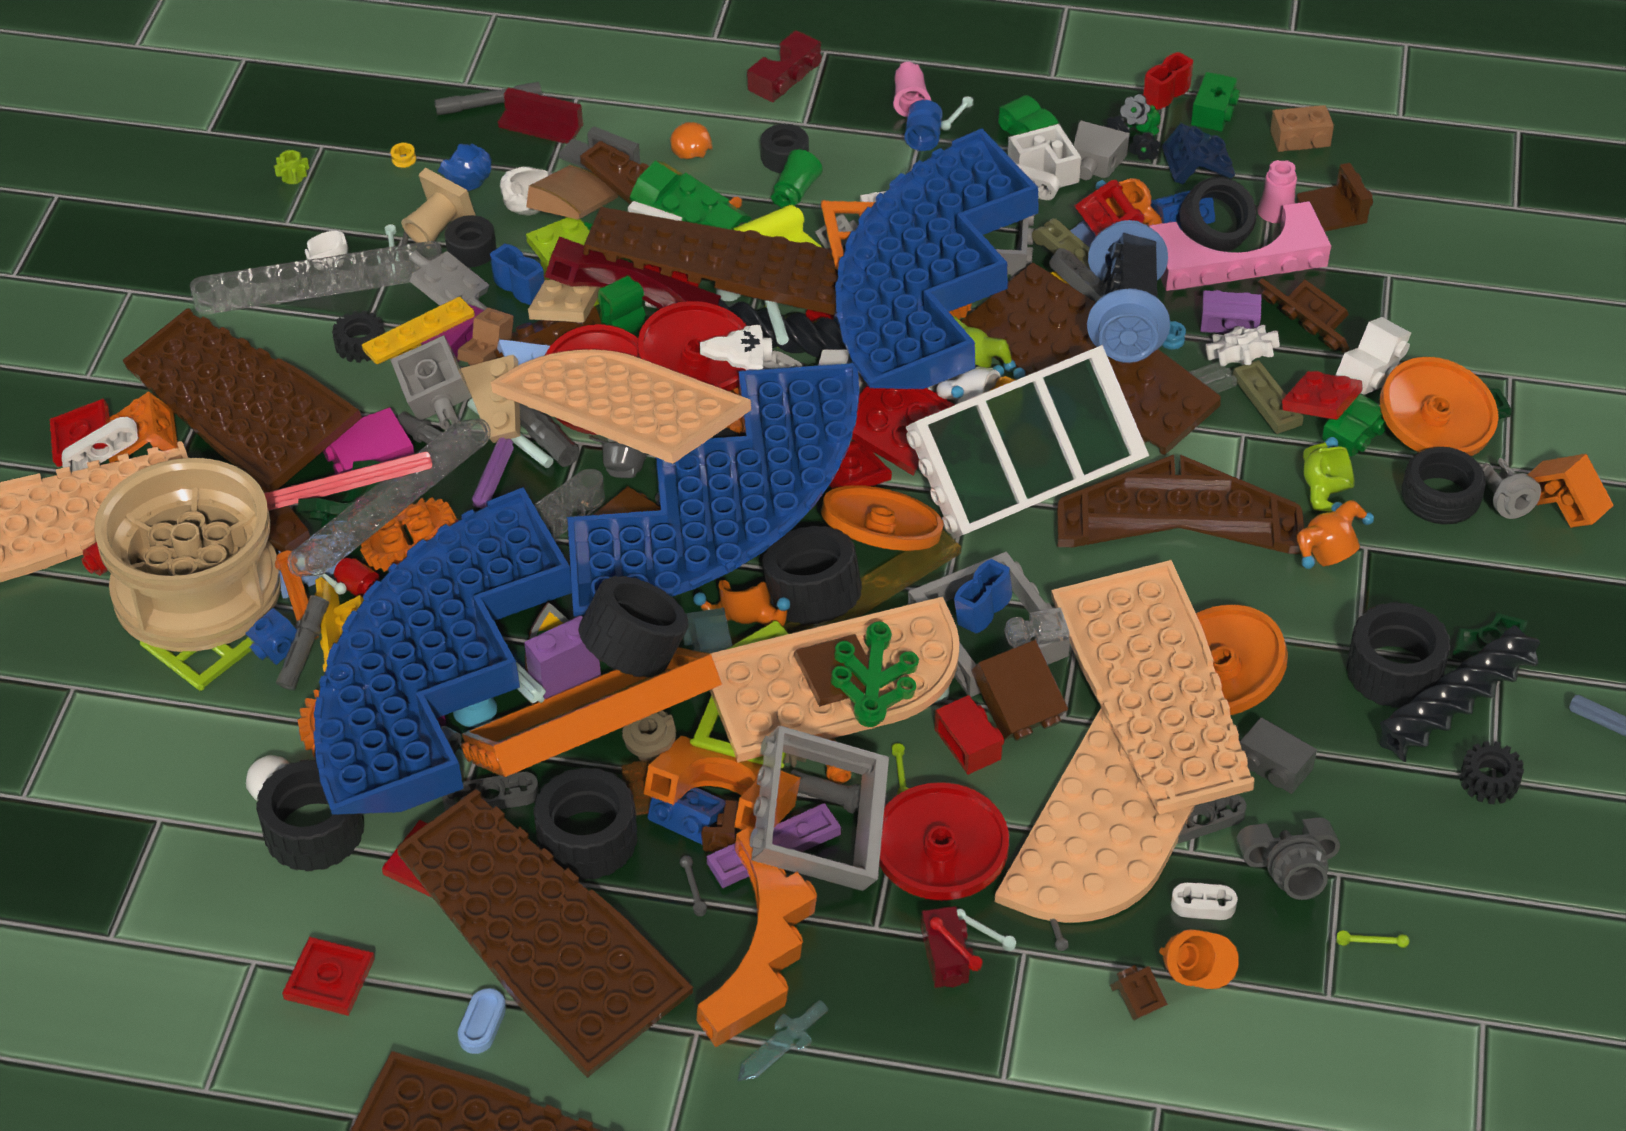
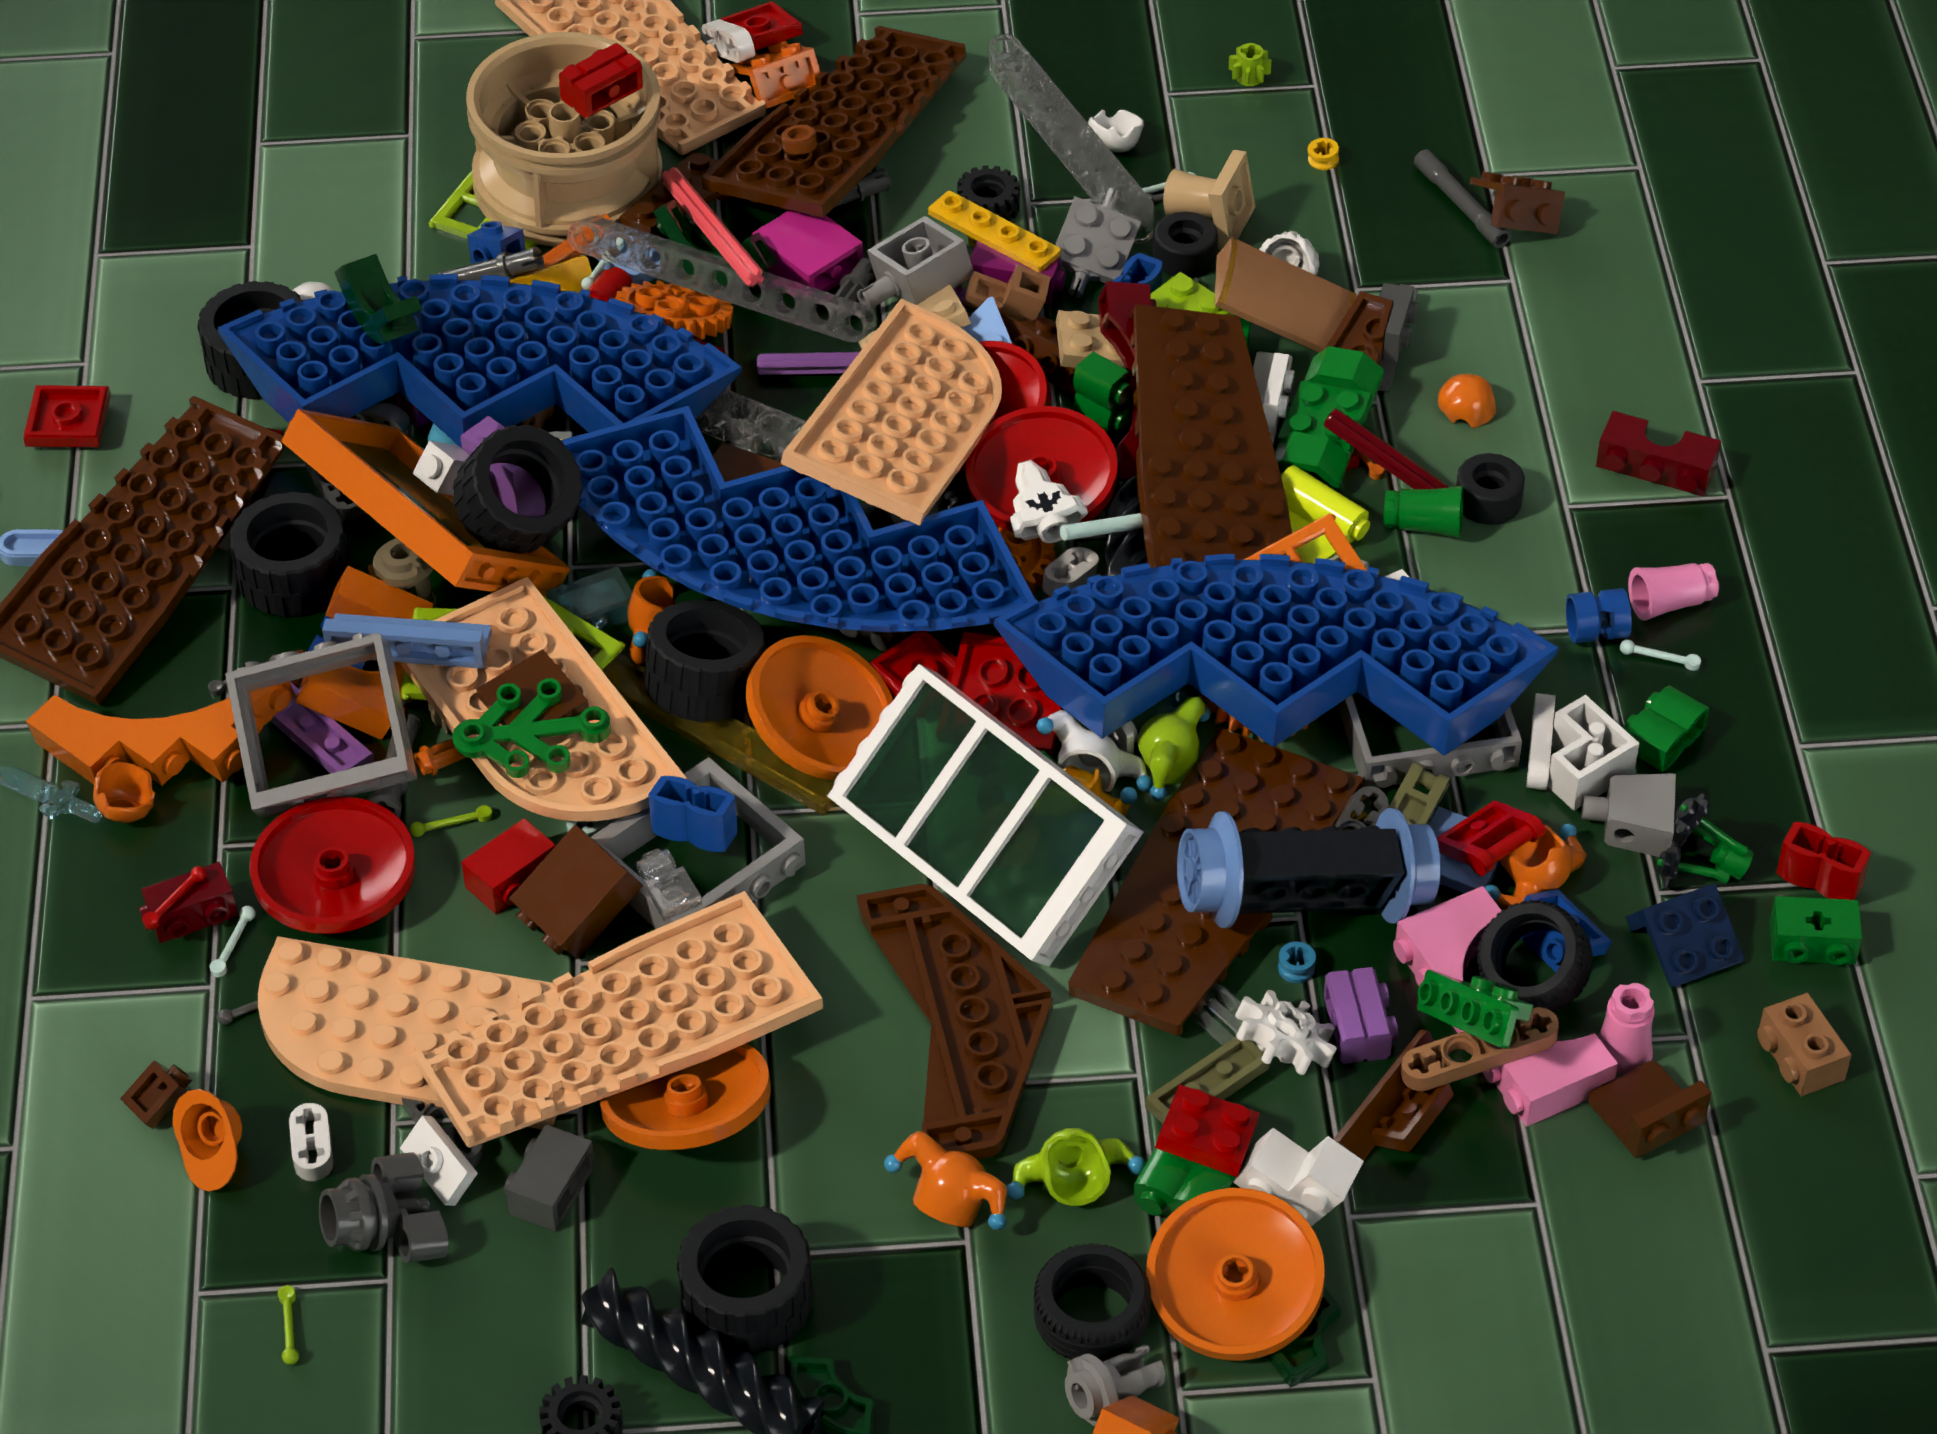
camera: 75 degrees right, 0 degrees up
(190, 483) = (600, 80): none -> red brick
(262, 415) = (799, 139): none -> dark orange tile
(372, 690) = (374, 302): none -> dark green arch
(467, 166) = (1308, 208): blue hair -> none
(524, 55) = (1523, 202): none -> reddish brown bracket
(541, 116) = (1444, 254): dark red panel -> none
(562, 684) = (440, 465): none -> white brick
(743, 182) = (1381, 452): none -> dark red axle
(749, 753) = (417, 639): none -> medium blue fence
(815, 978) = (123, 792): none -> orange hair
(1232, 820) = (442, 1162): none -> white plate
(1268, 240) = (1473, 1006): none -> green bracket
(1289, 254) = (1483, 1055): none -> medium nougat beam

